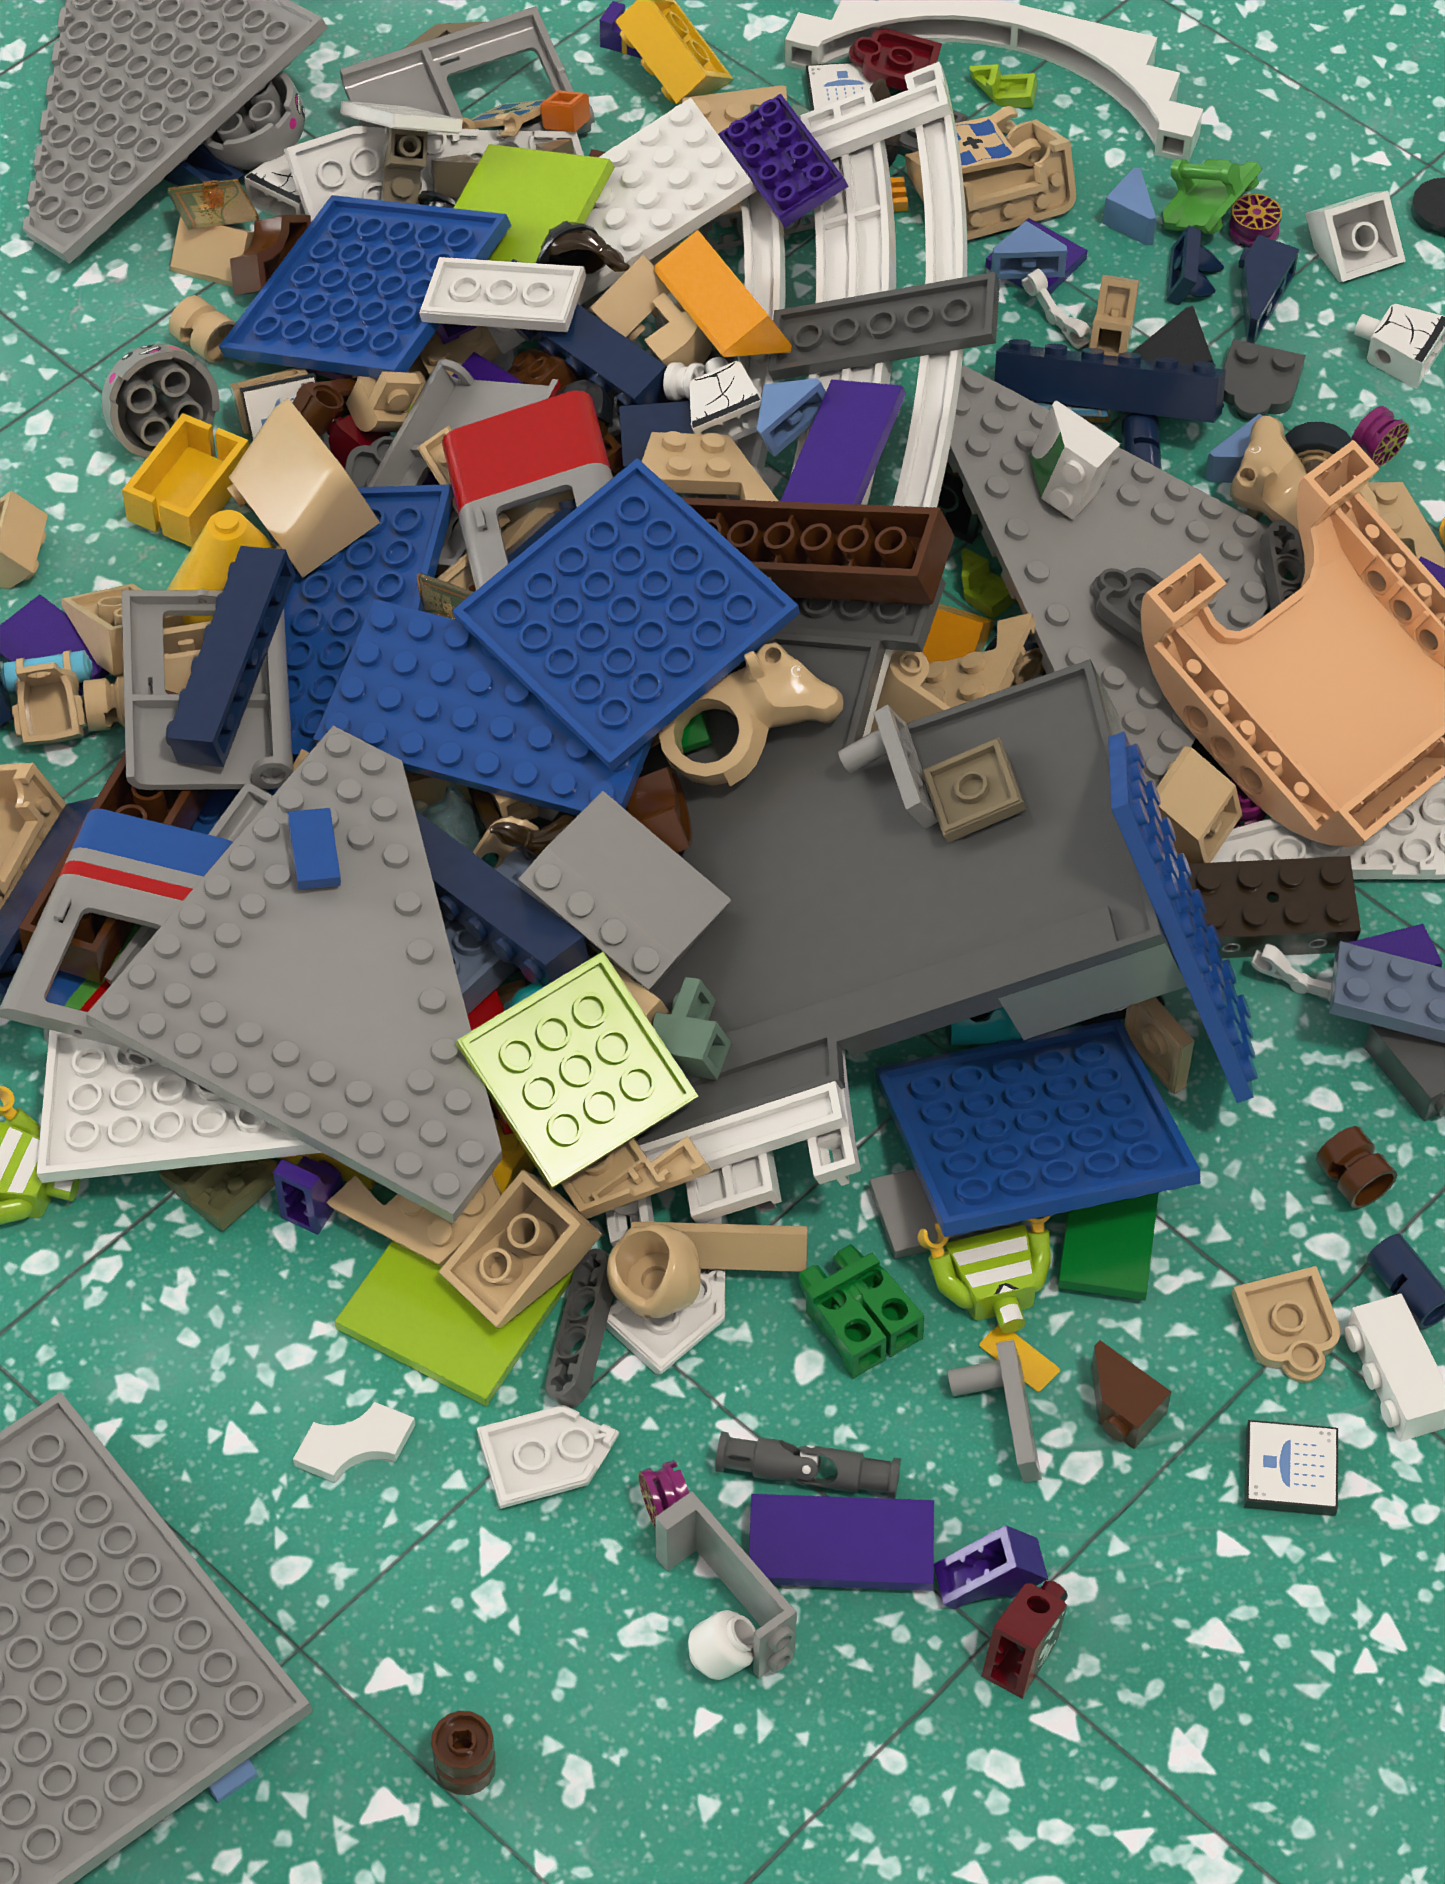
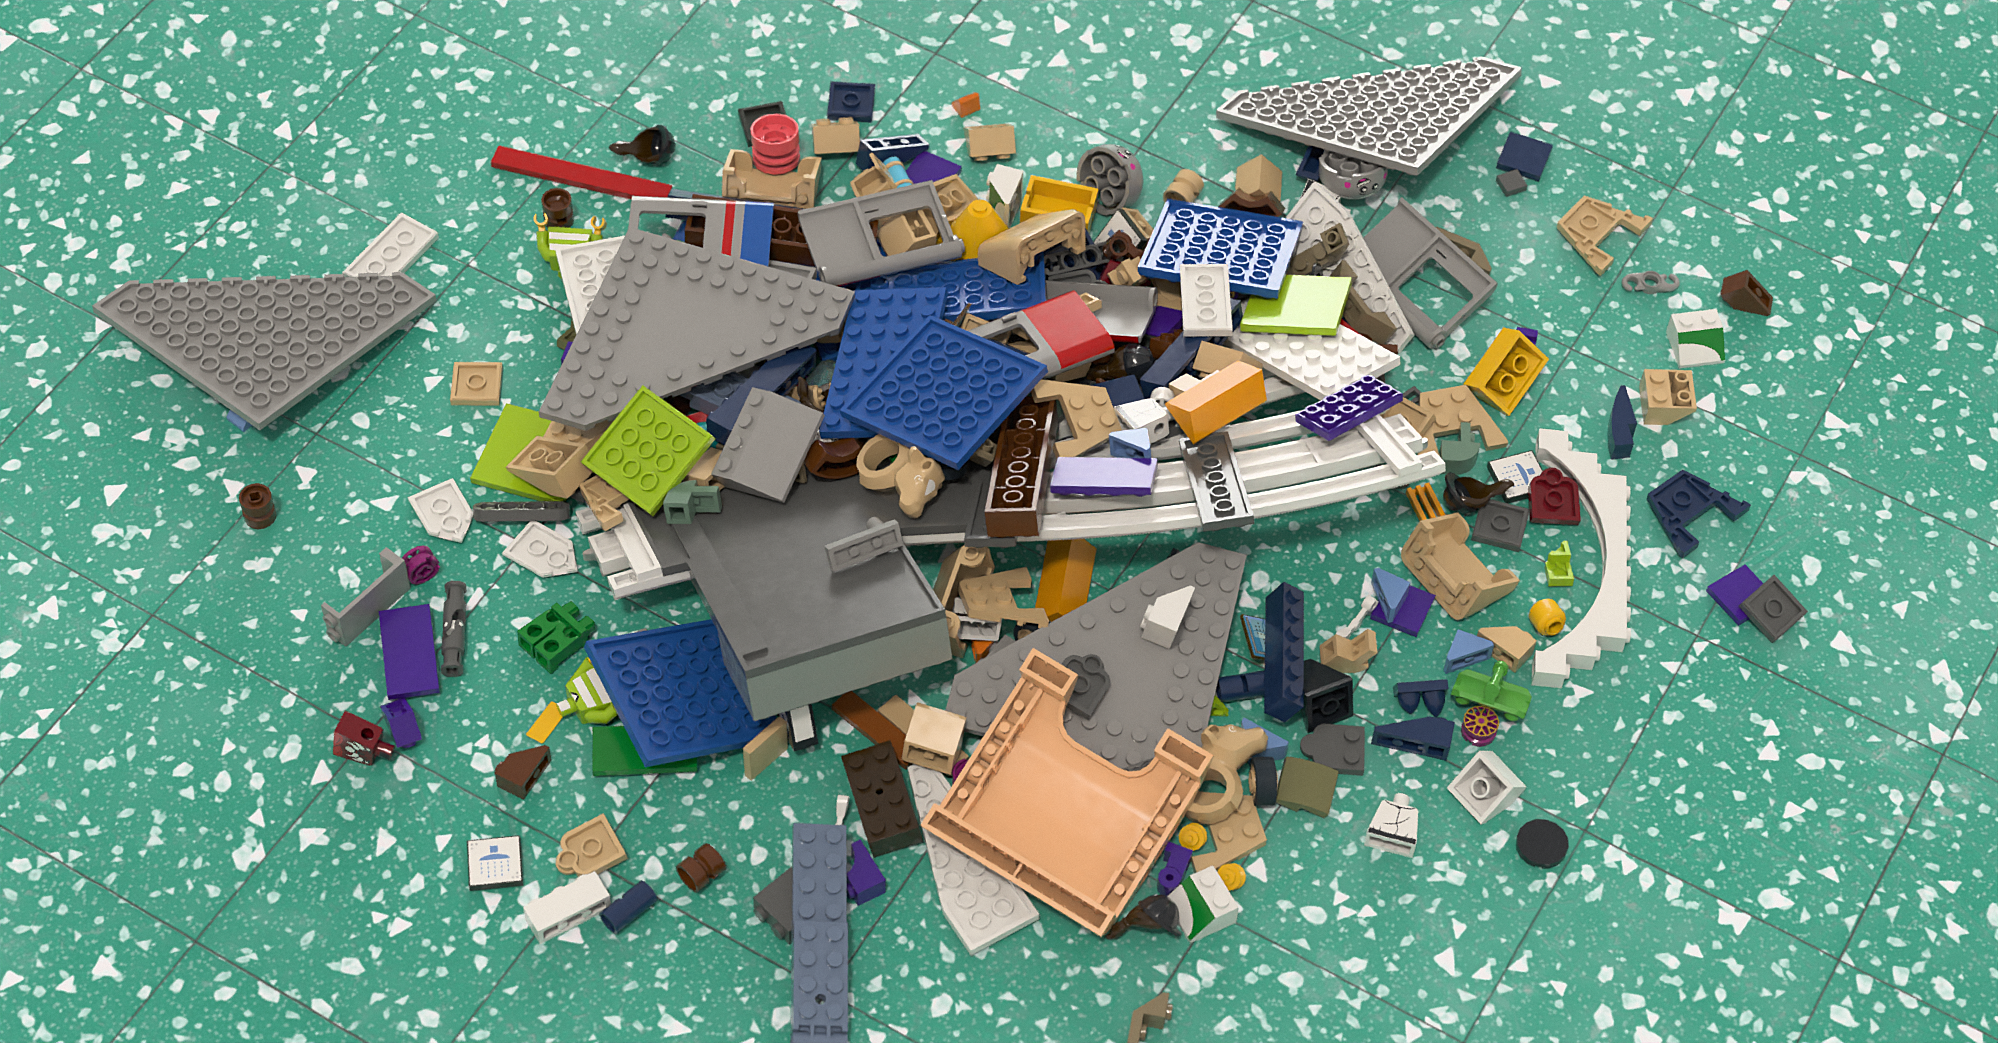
camera: 75 degrees right, 0 degrees up
(142, 538) = (1005, 192): none -> white slope
(213, 204) = (1278, 168): clear orange piece -> none
(230, 656) = (889, 234): dark blue brick -> none
(268, 1366) = (476, 383): none -> tan tile
(314, 848) = (758, 296): blue tile -> none
(336, 1448) = (431, 421): white tile -> none
(401, 117) = (1359, 230): white tile -> none
(507, 115) = (1409, 295): tan flag -> none
(565, 111) = (1421, 322): orange slope -> none
(579, 246) = (1251, 326): piece -> none
(654, 1270) = (548, 525): tan piece -> none
(722, 1644) = (333, 594): white head -> none
(745, 1245) = (578, 559): tan tile -> none
(973, 790) = (850, 578): dark tan tile -> none
(986, 147) = (1489, 552): tan flag -> none
(1006, 1373) = (505, 719): light grey piece -> none
(1094, 112) = (1547, 617): none -> yellow head
(1135, 150) = (1510, 645): none -> tan slope
(1181, 914) = (797, 704): blue plate -> none
(1316, 405) = (1306, 786): none -> olive slope
(1380, 434) = (1297, 816): magenta wheel -> none

